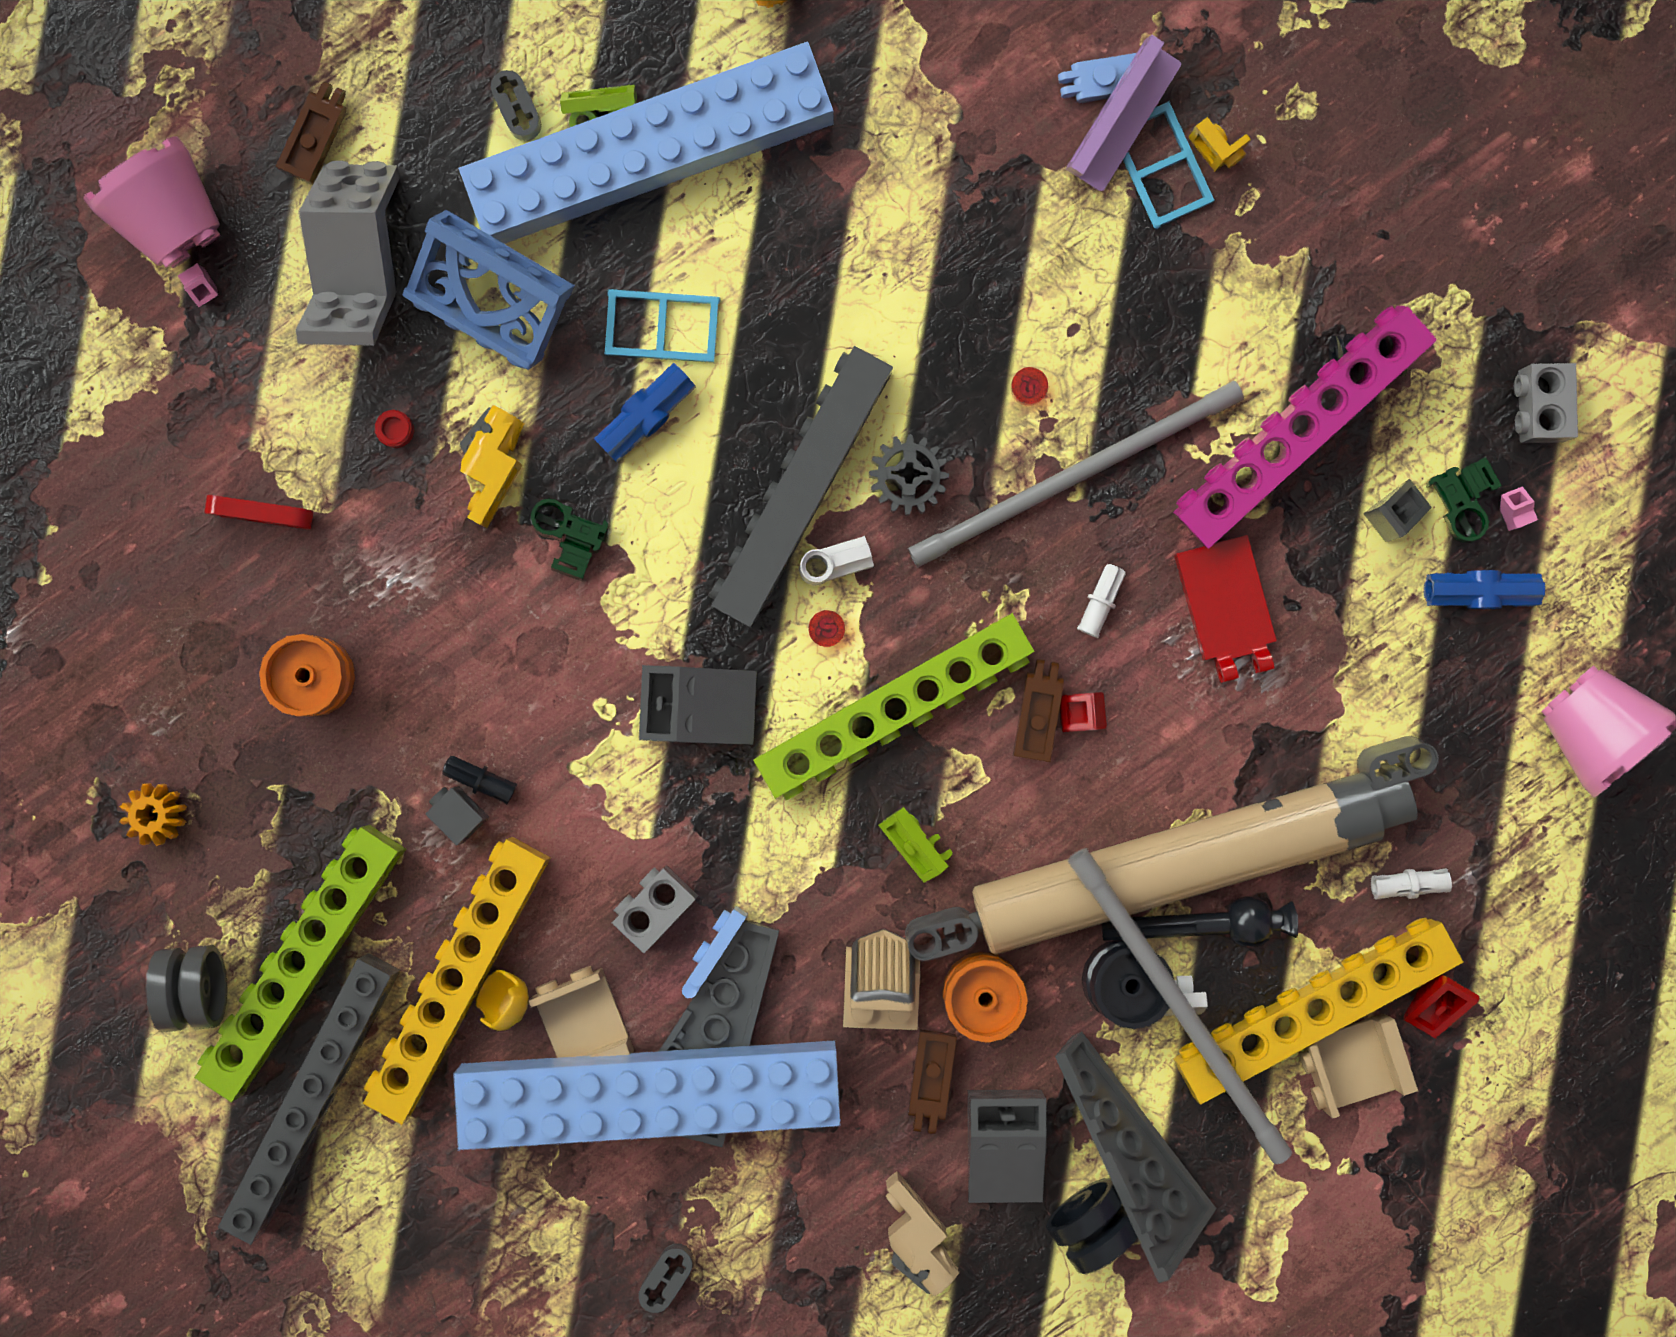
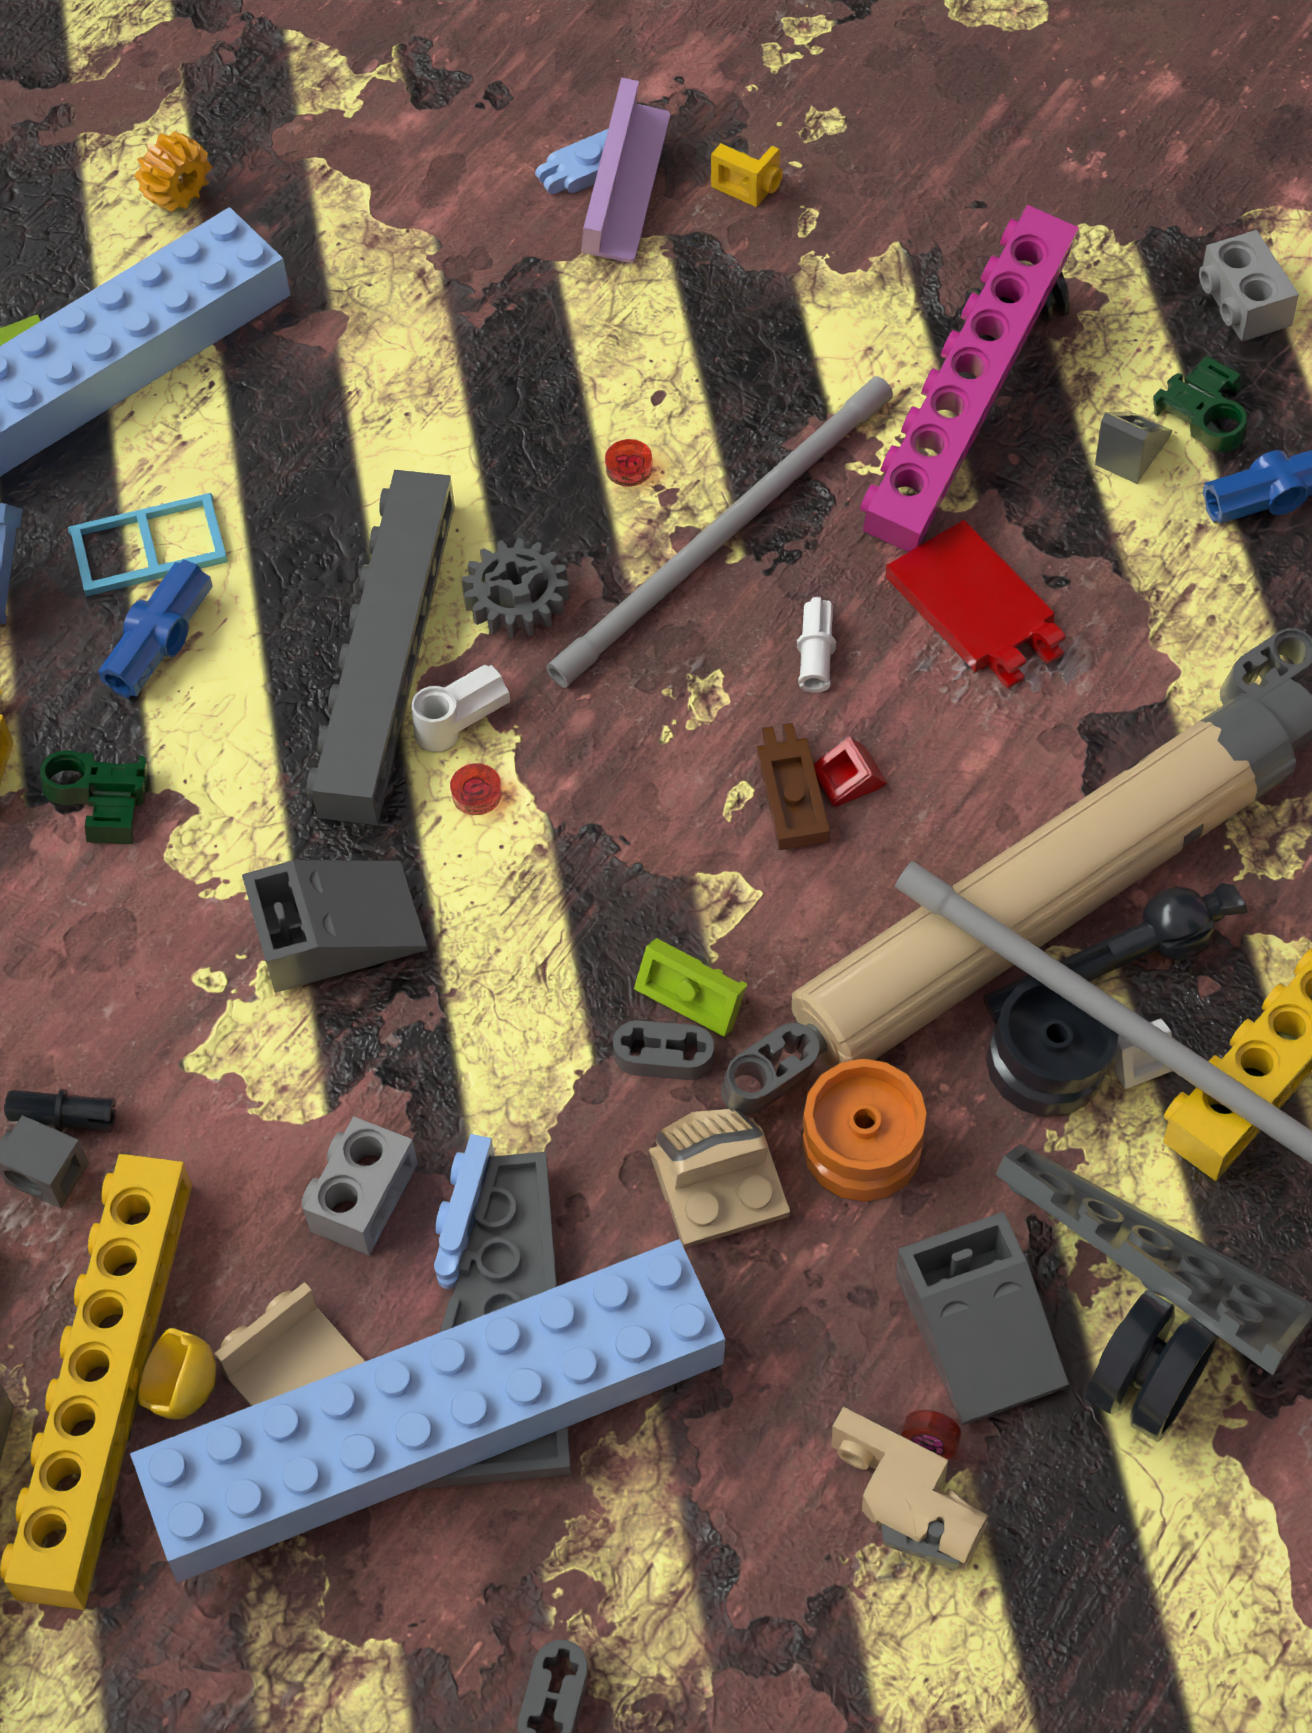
camera: 15 degrees left, 30 degrees down
(885, 870) = (663, 1050): none -> dark grey beam
(931, 1078) = (837, 1272): reddish brown hinge -> none
(946, 1204) = (933, 1432): none -> clear red tile
(1004, 634) = (568, 846): lime brick -> none
(1187, 154) = (713, 200): medium azure window -> none
(1517, 508) = (1274, 396): bright pink piece -> none

